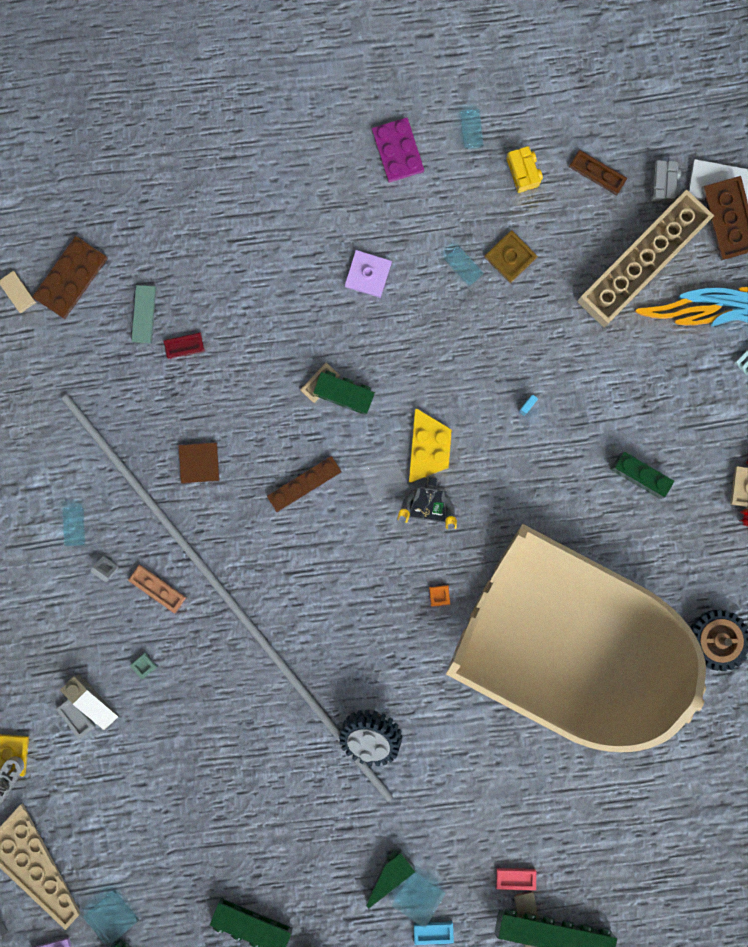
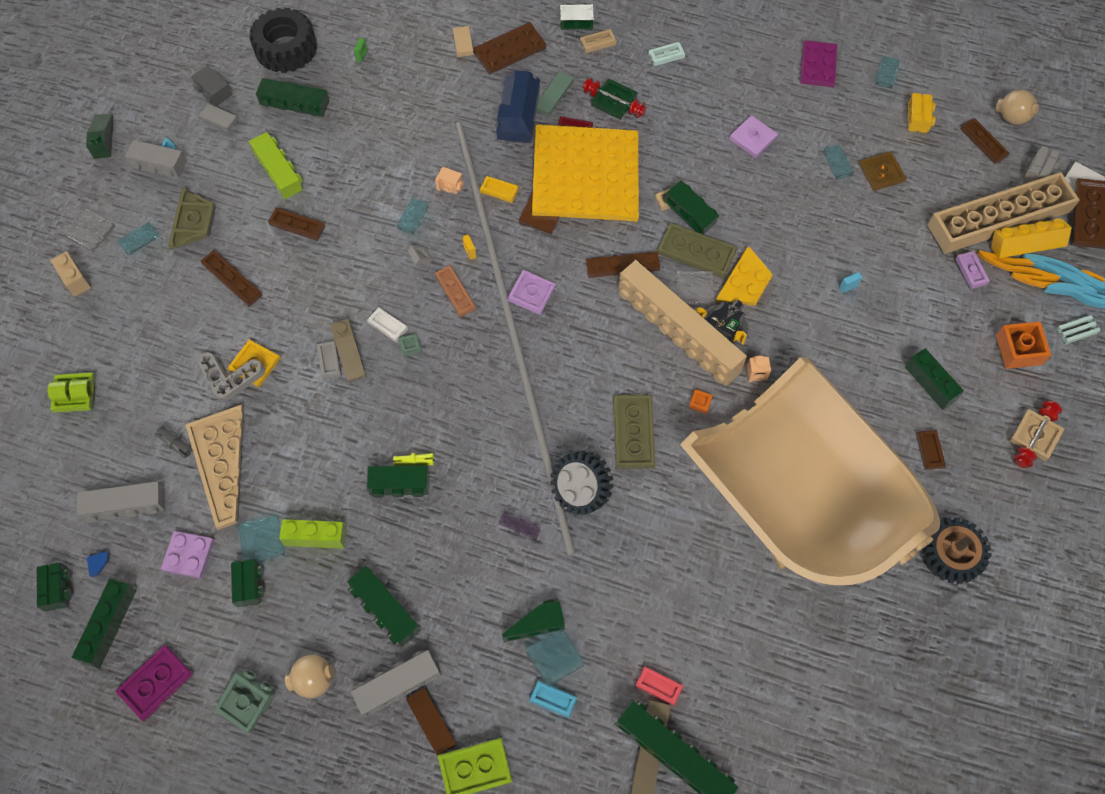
camera: 25 degrees right, 20 degrees down
(91, 472) = (449, 181): none -> light nougat brick
(111, 655) = (387, 324): none -> white tile
(118, 357) = (518, 107): none -> dark blue brick
(121, 206) = (576, 16): none -> brick
(143, 454) = (499, 189): none -> yellow tile
(147, 537) = (469, 247): none -> yellow tile
(155, 894) = (313, 534): none -> lime brick
(163, 230) = (598, 43): none -> tan tile
(204, 808) = (398, 481): none -> dark green brick
(207, 780) = (414, 460): none -> neon yellow pin
(208, 294) = (614, 98): none -> dark green plate
(220, 397) = (586, 173): none -> yellow plate
(231, 557) = (531, 292): none -> lavender plate
(252, 204) = (668, 55): none -> light aqua tile
(333, 797) = (519, 526): none -> clear purple pin
(367, 434) = (697, 250): none -> olive tile
(387, 529) = (681, 323): none -> tan brick
(392, 655) = (634, 432): none -> olive tile
(478, 539) = (758, 364): none -> light nougat brick
(618, 120) = (1018, 107): none -> tan brick
(637, 335) = (972, 269): none -> lavender plate
(663, 546) = (930, 450): none -> reddish brown tile
(681, 277) = (1030, 238): none -> yellow brick
(711, 402) = (1023, 345): none -> orange brick

